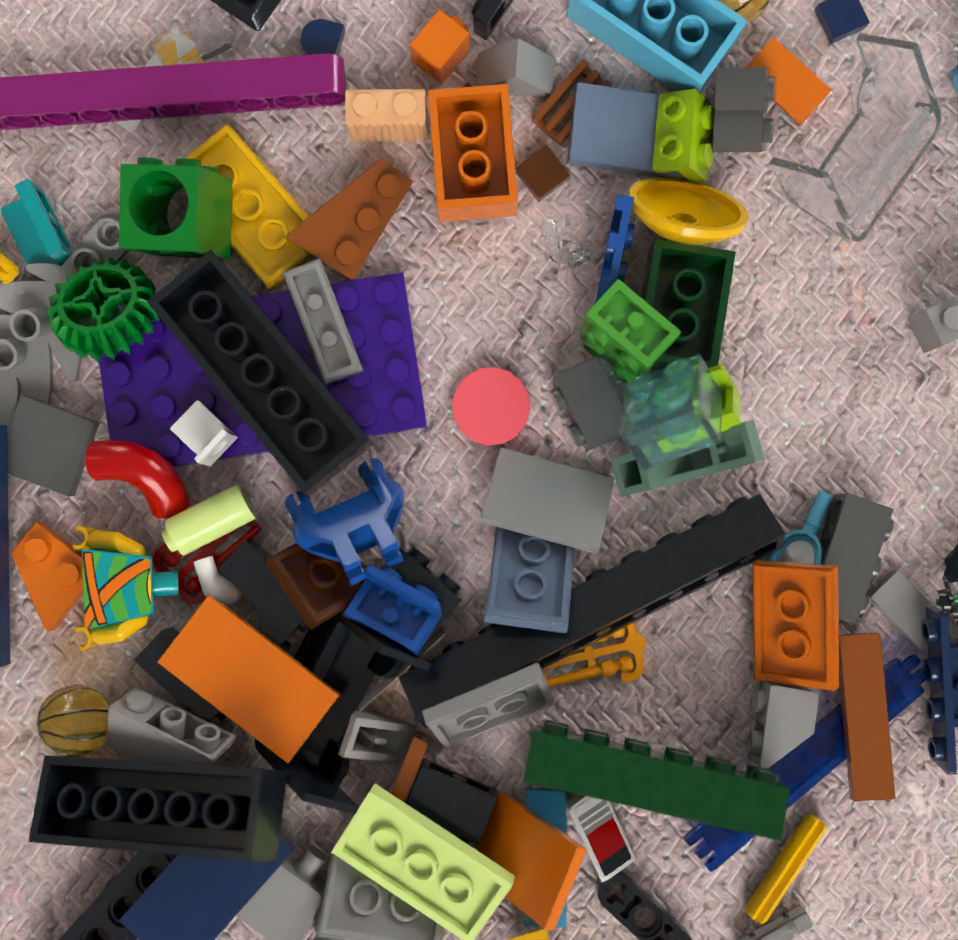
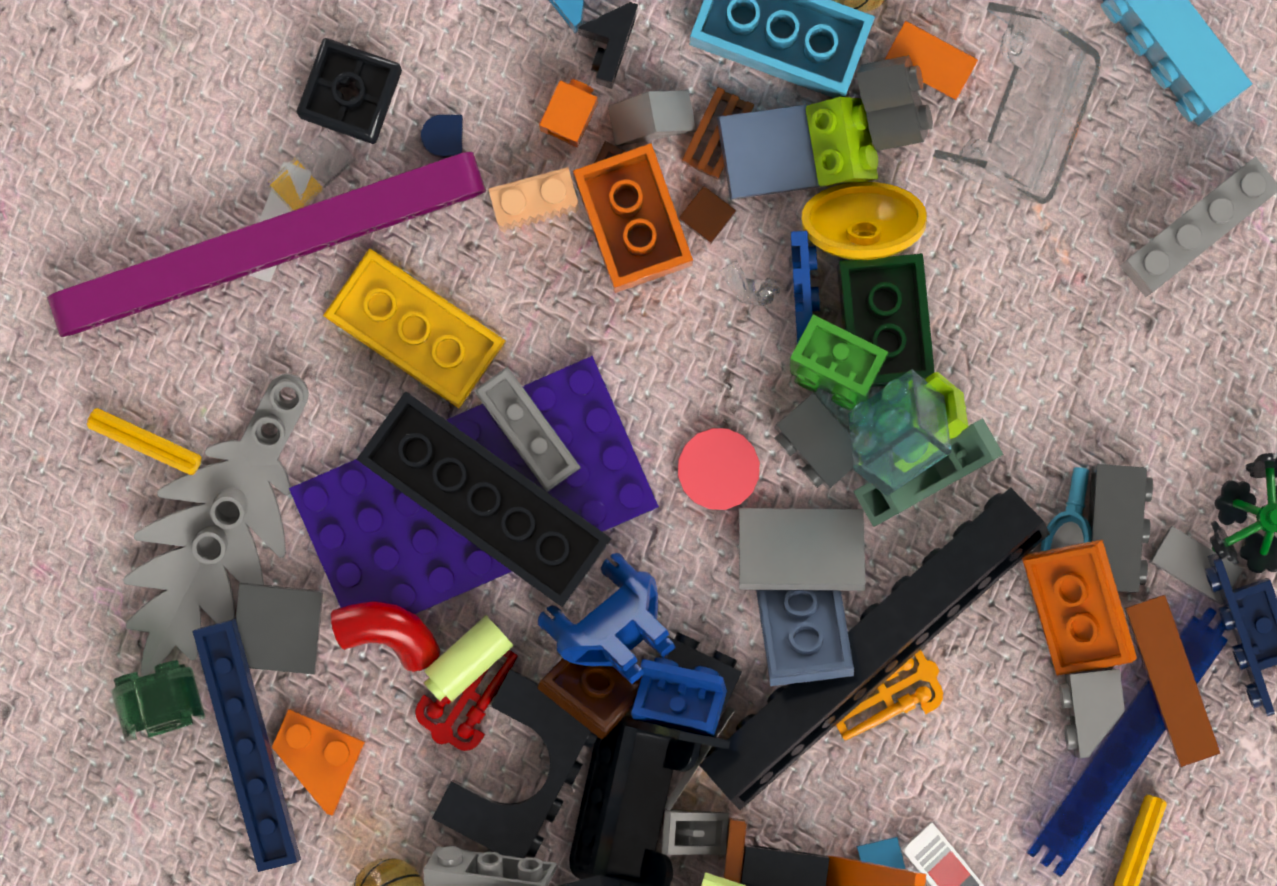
camera: 20 degrees left, 0 degrees up
(36, 226) = (201, 409): teal panel -> none
(102, 309) = (273, 485): green gear -> none
(118, 586) = (394, 750): torso -> none
(145, 202) = (326, 385): green brick -> none
(203, 433) = (438, 573): white bracket -> none
(216, 584) = (490, 724): white arm -> none
(249, 678) = (553, 804): orange tile -> none
(352, 220) = (527, 318): dark orange wing -> none
(489, 706) = (798, 769): light grey tile -> none
(658, 781) = (976, 795): dark green brick -> none

